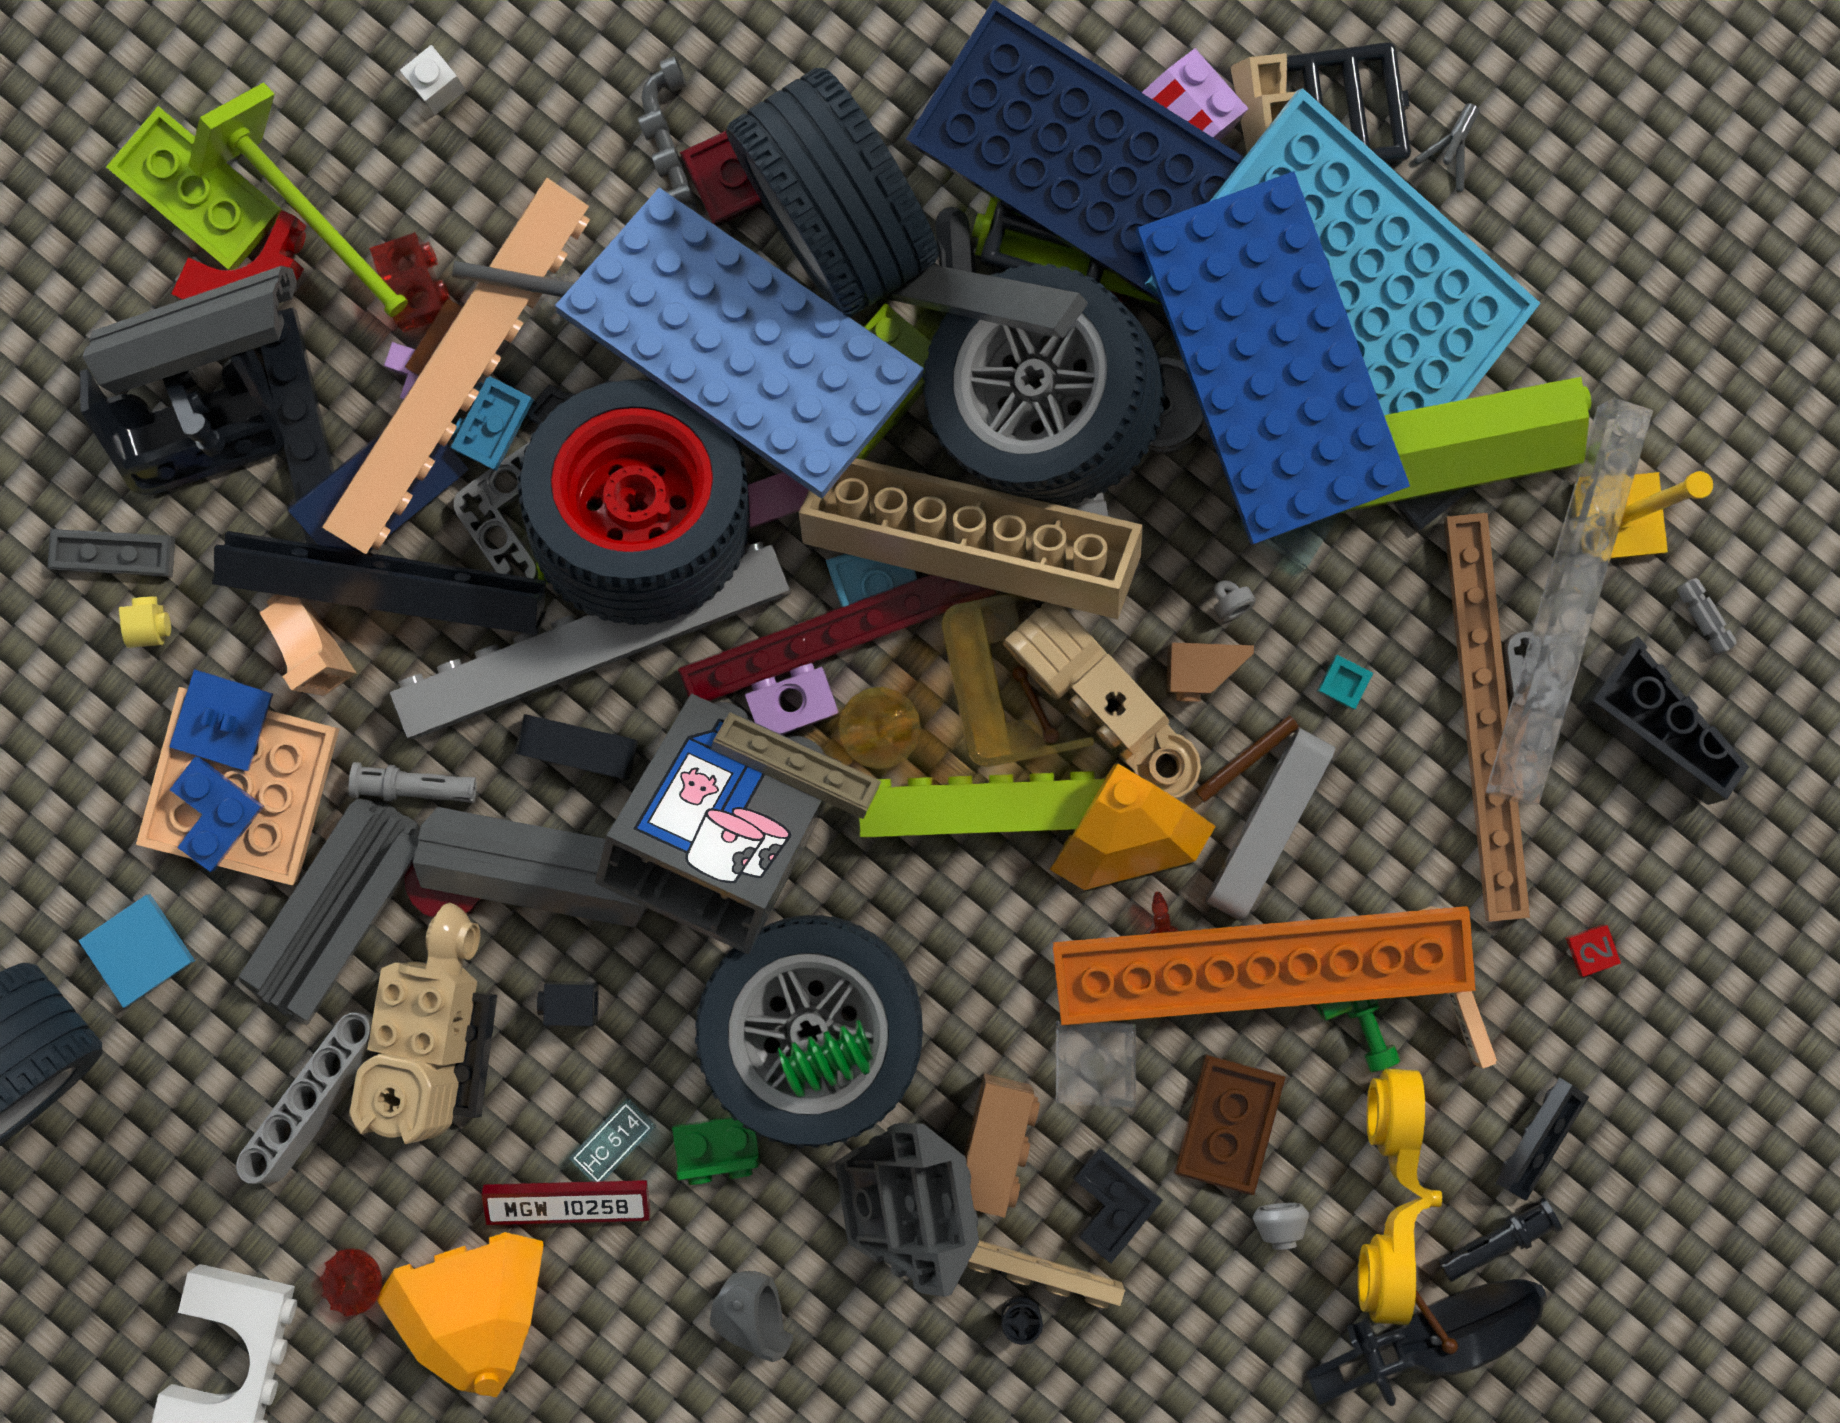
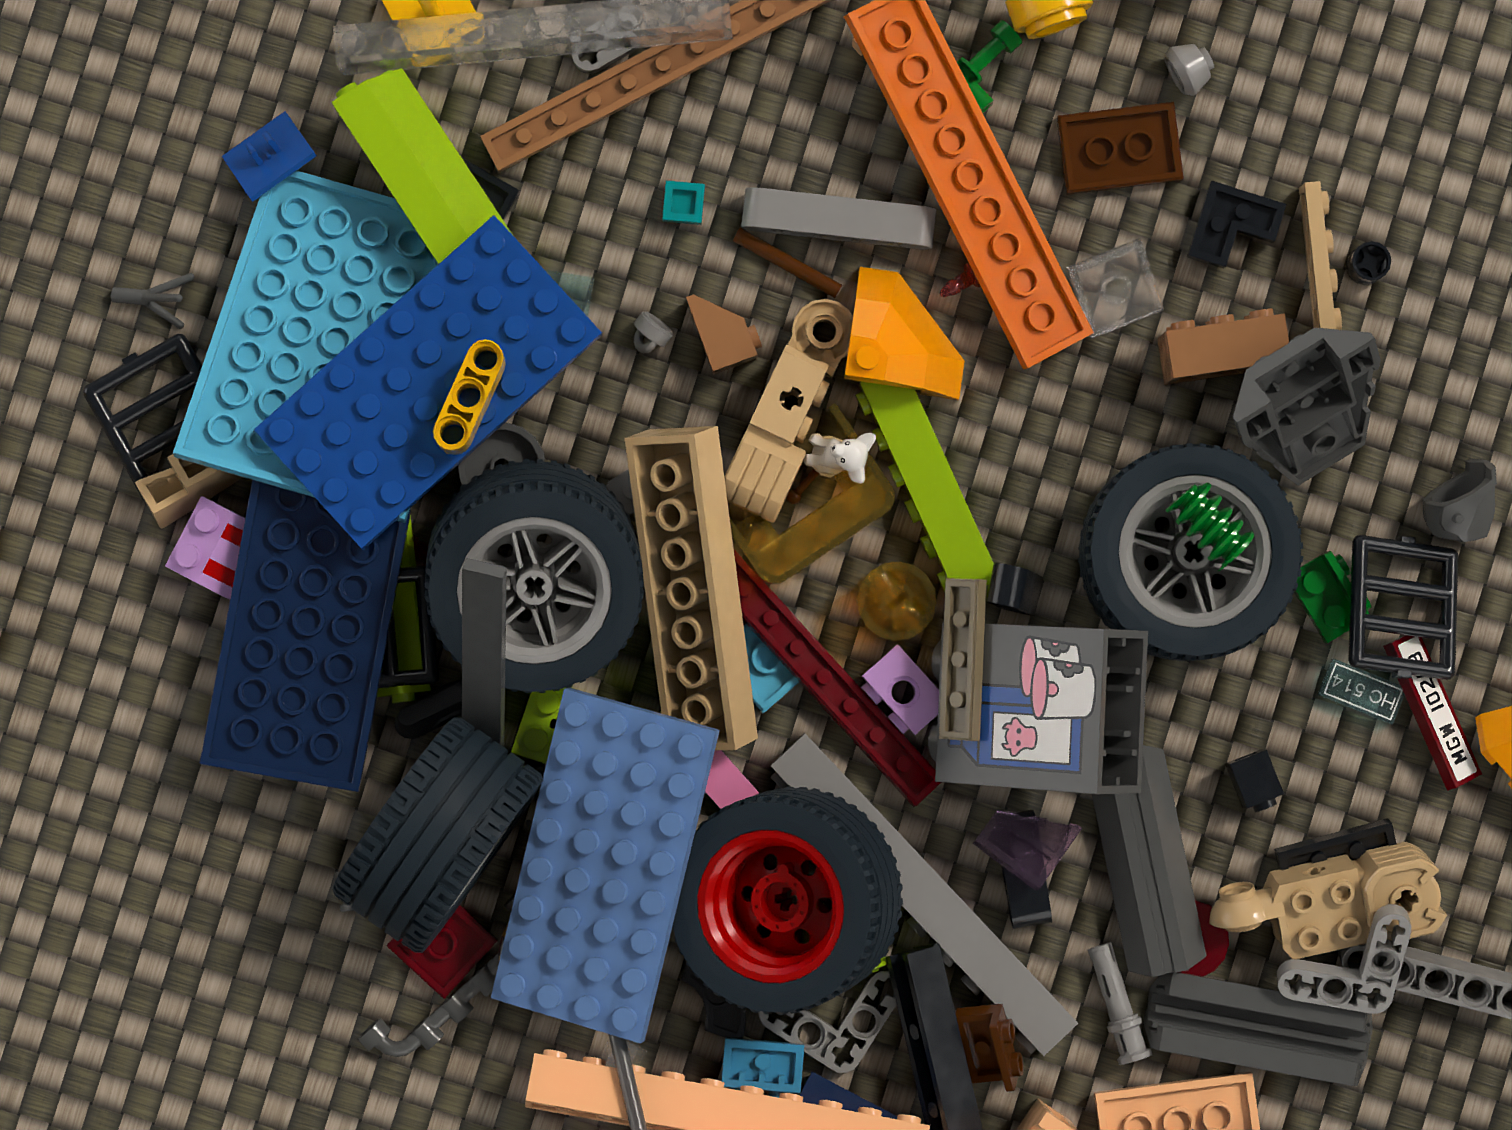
camera: 115 degrees left, 0 degrees up
(334, 1031) = (1366, 978): none -> light grey beam
(421, 645) = (989, 1045): none -> reddish brown bracket
(595, 757) = (1026, 845): none -> clear purple wing
(673, 1261) = (1360, 621): none -> black bar
(844, 844) = (1014, 589): none -> black beam
(1043, 726) = (835, 455): none -> white animal
(1263, 394) = (469, 377): none -> yellow beam
(1547, 304) = (268, 156): none -> blue piece

